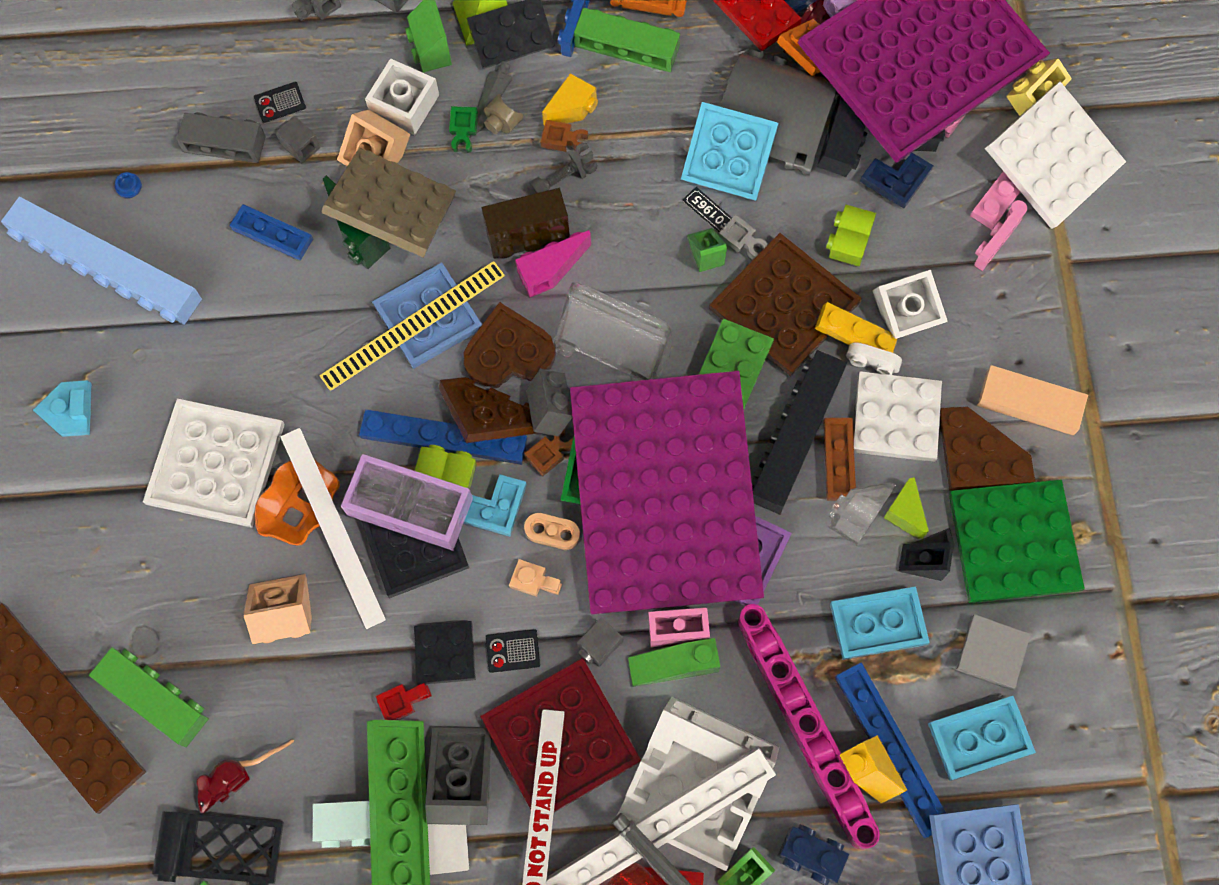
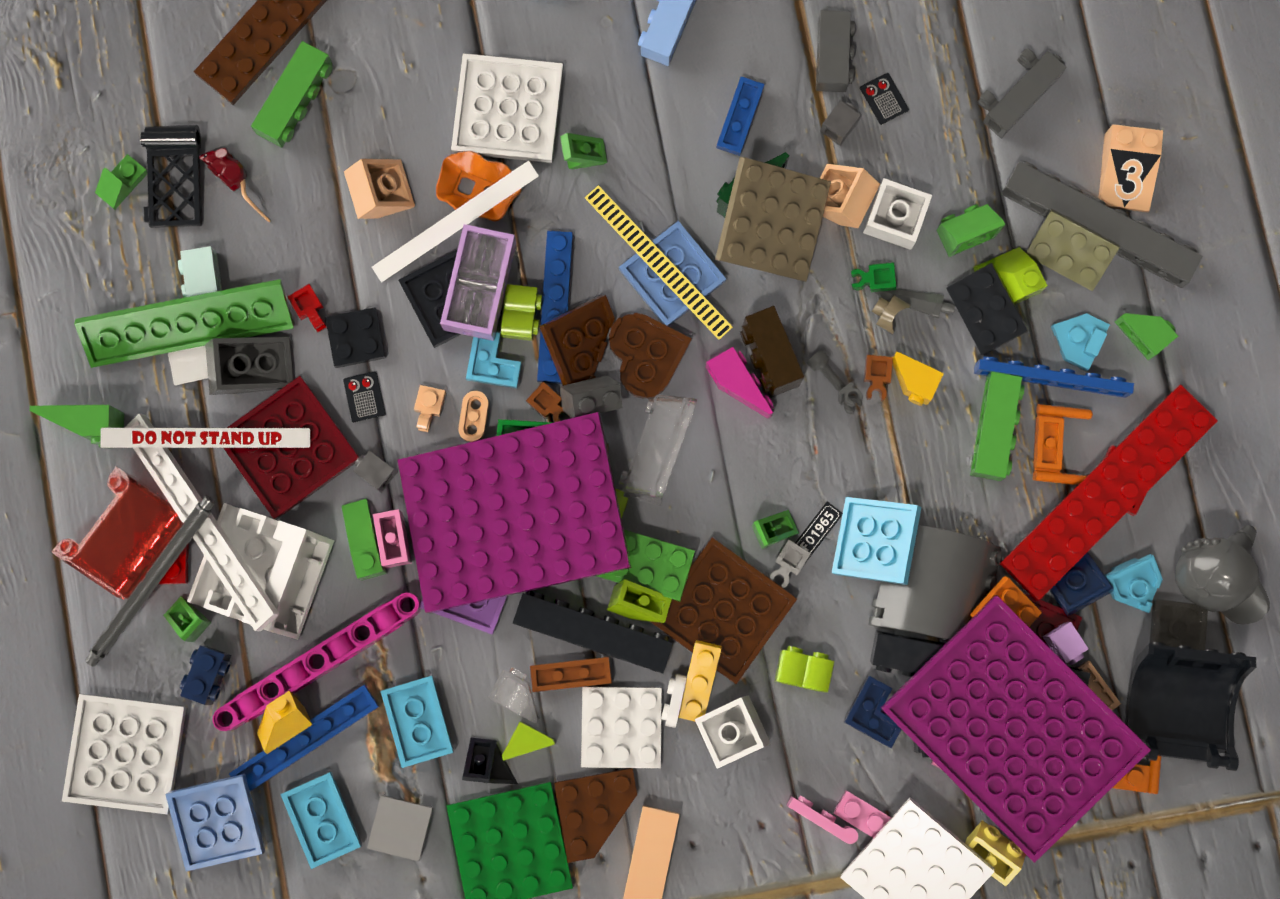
camera: 80 degrees right, 10 degrees up
(278, 390) = (583, 151): none -> bright green slope
(770, 381) = (638, 602): none -> lime slope

